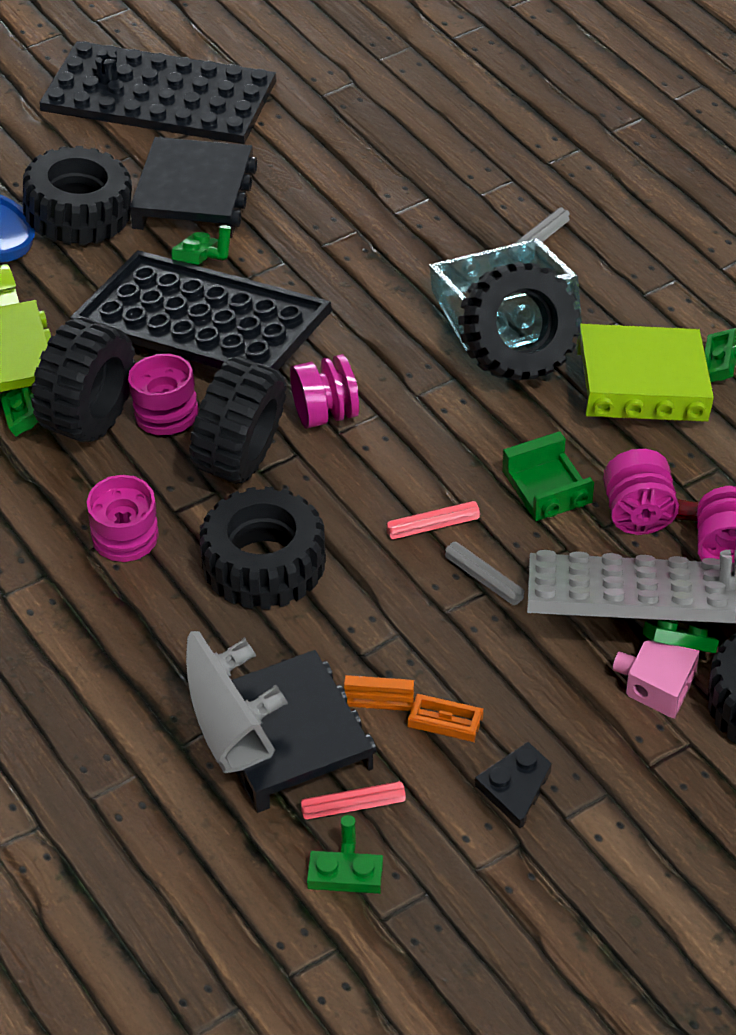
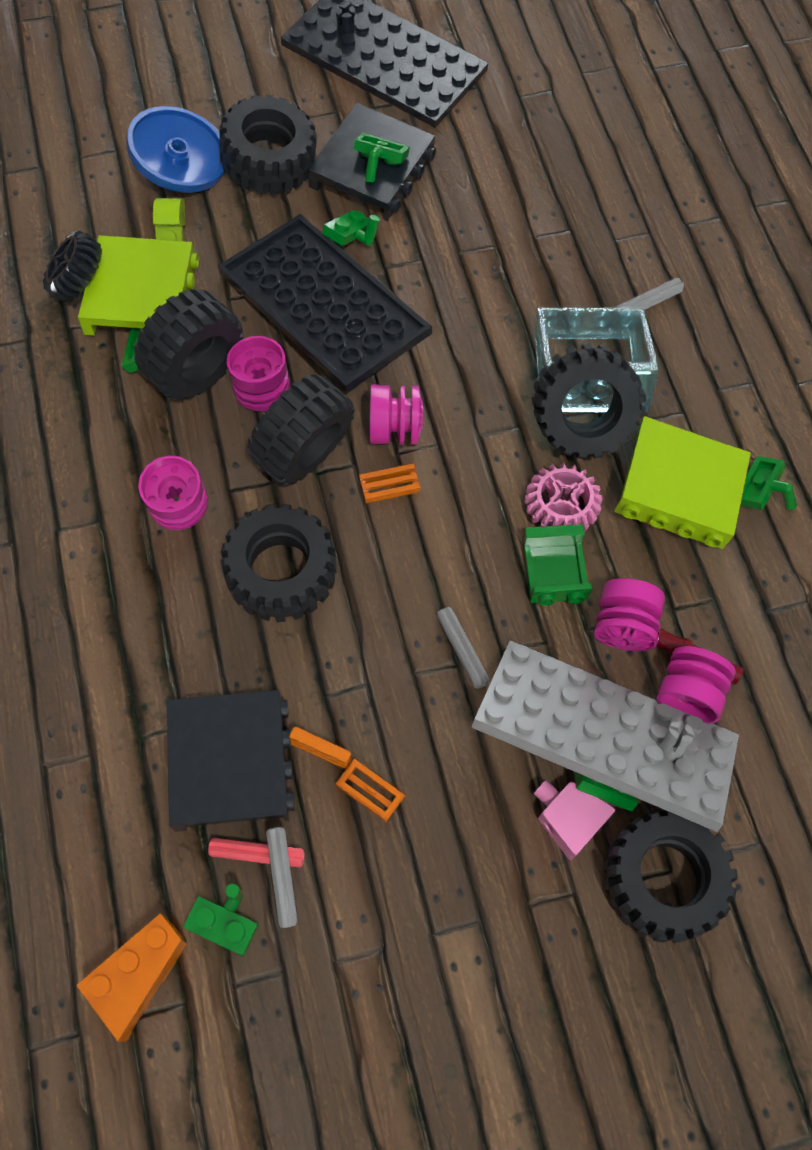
camera: 15 degrees right, 20 degrees up
(199, 168) = (376, 147): none -> green plate
(224, 717) = (167, 733): light grey piece -> none
(274, 930) = (131, 976): none -> orange wedge
(341, 455) = (389, 478): none -> orange tile
(390, 805) = (281, 877): none -> light grey axle
(433, 520) = (440, 575): coral axle -> none
(515, 782) = (404, 883): black wing -> none
(527, 416) = (561, 485): none -> bright pink gear

